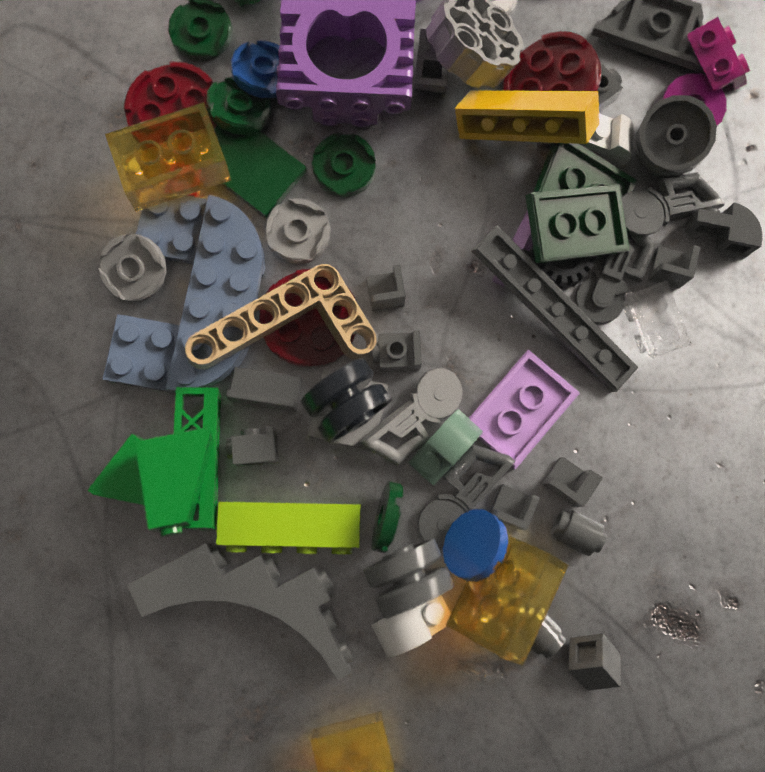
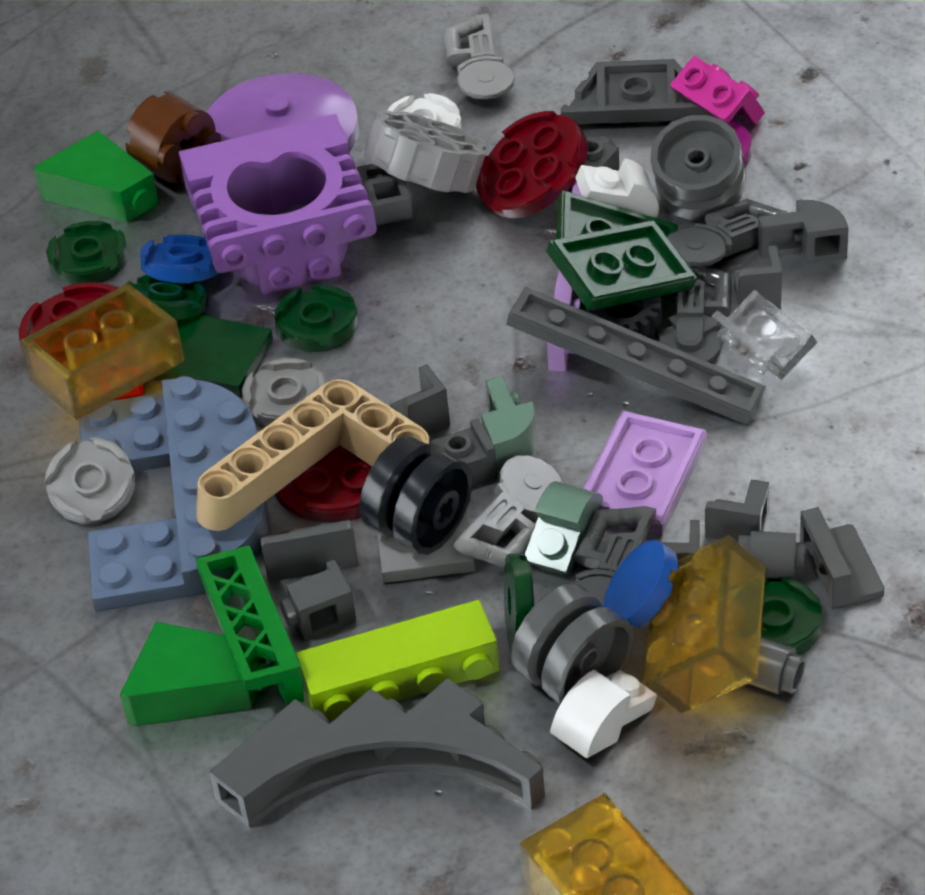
camera: 10 degrees left, 35 degrees down
(172, 477) = (228, 618): green slope -> none
(441, 342) = (508, 422): none -> sand green brick
(528, 116) = (515, 189): yellow brick -> none
(577, 584) = (791, 614): none -> dark green tile
(595, 662) = (856, 675): dark grey panel -> none
(625, 551) = (839, 561): none -> dark grey panel

